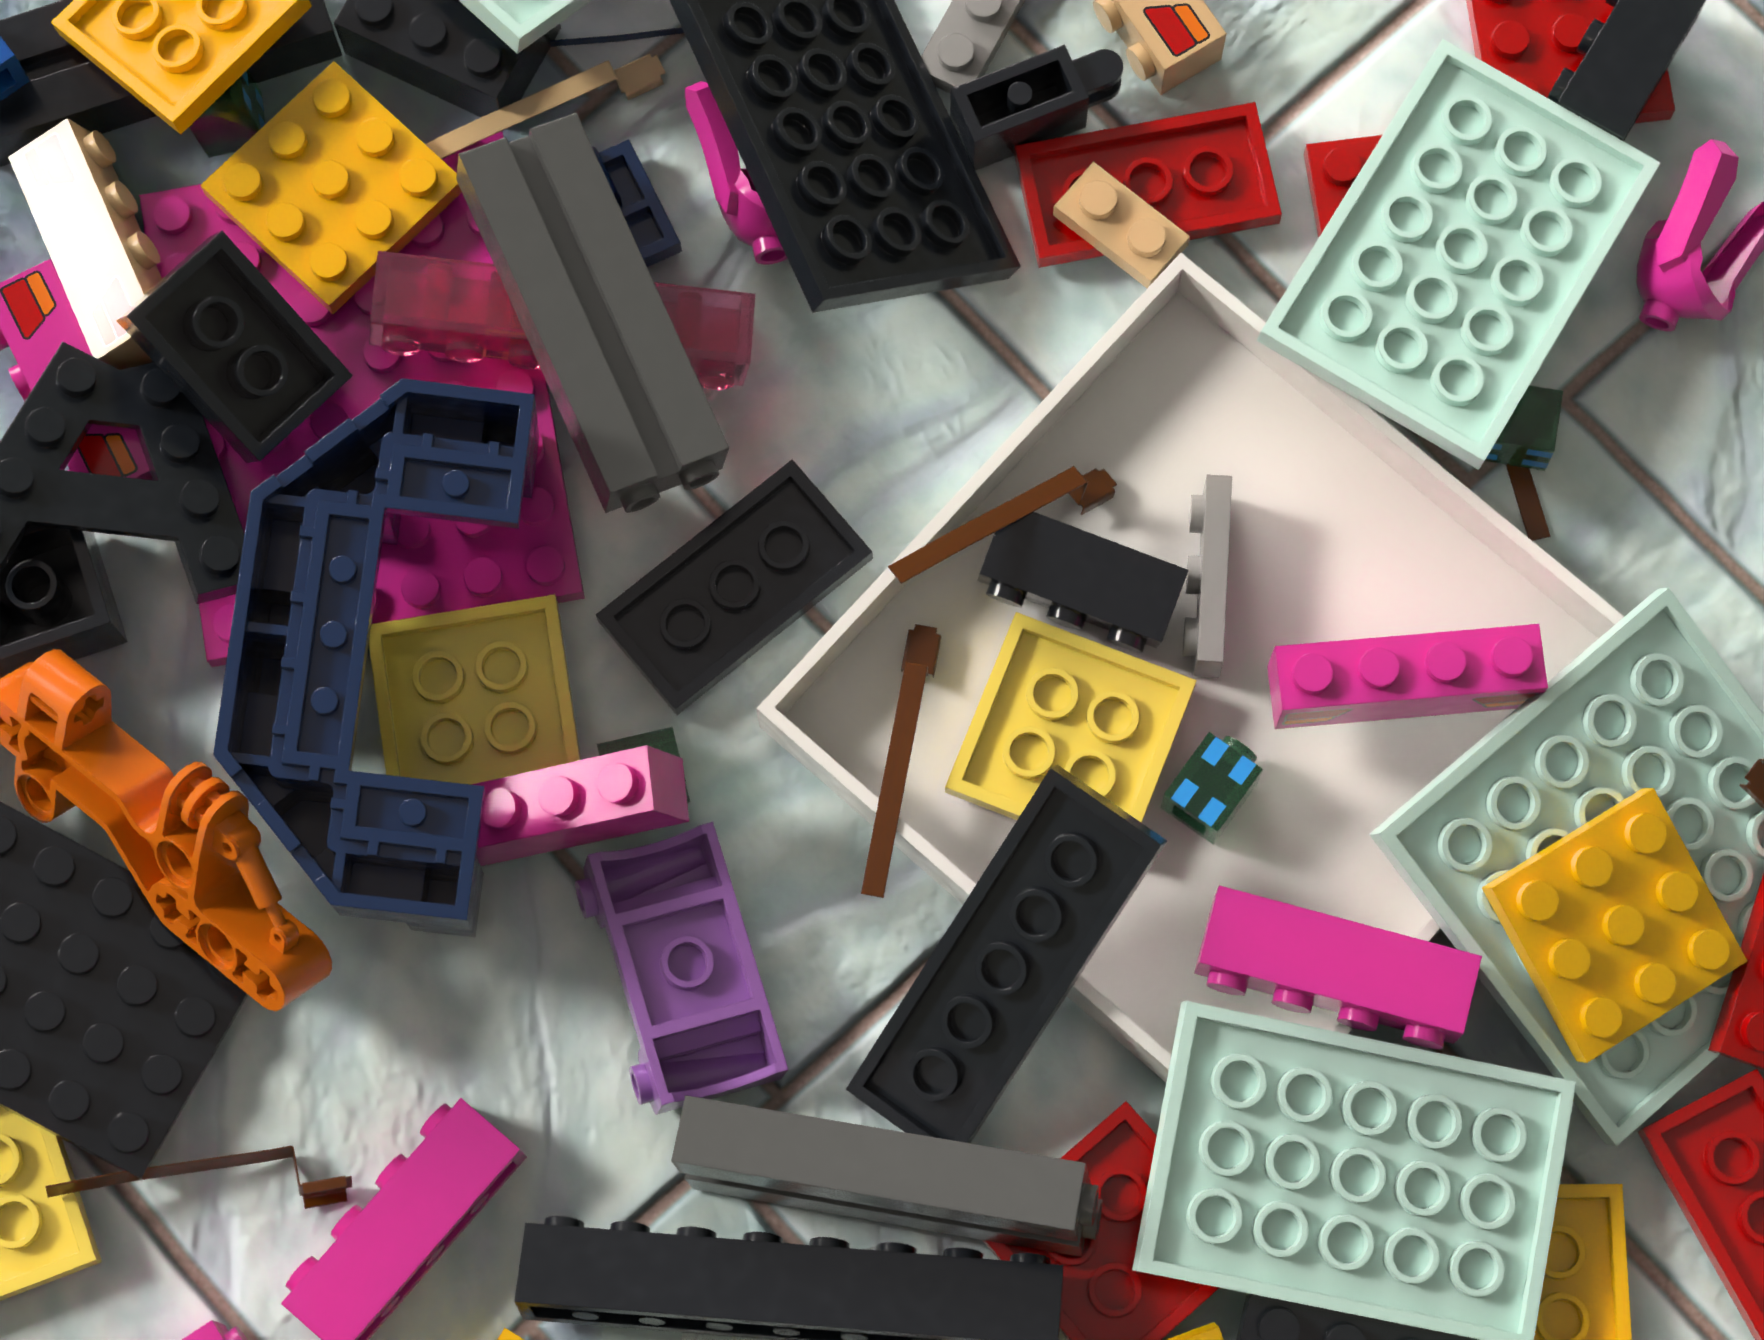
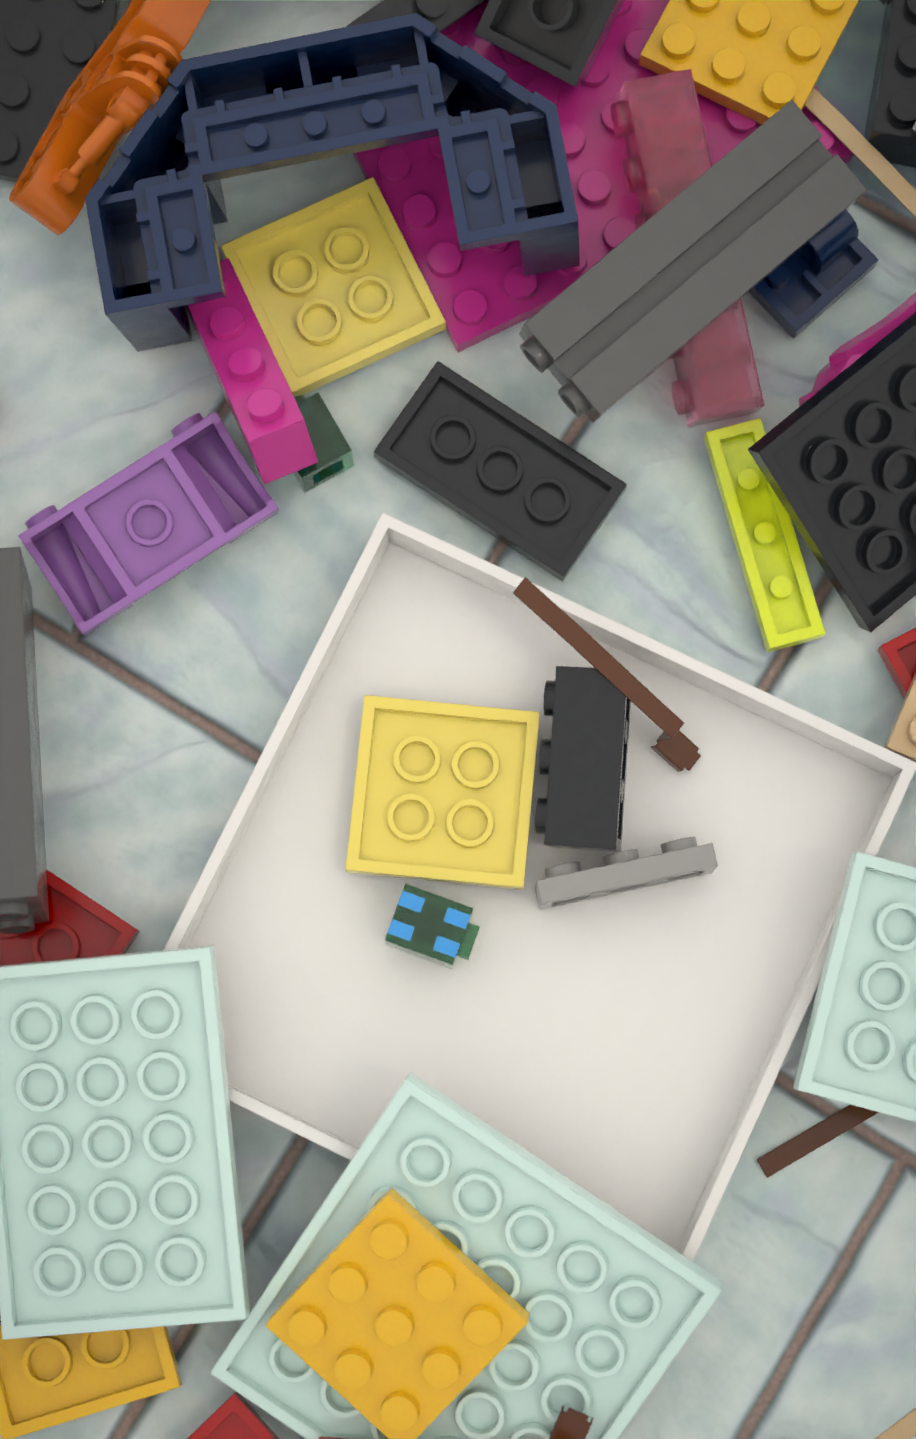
camera: 70 degrees right, 5 degrees up
(886, 341) = (763, 540): none -> neon yellow plate
(918, 661) = (475, 644): reddish brown piece -> none
(1007, 961) = (216, 788): black plate -> none
(1337, 966) = (283, 1075): dark pink brick -> none
(1406, 676) = (569, 1069): dark pink brick -> none
(1531, 430) = (857, 1130): clear green brick -> none

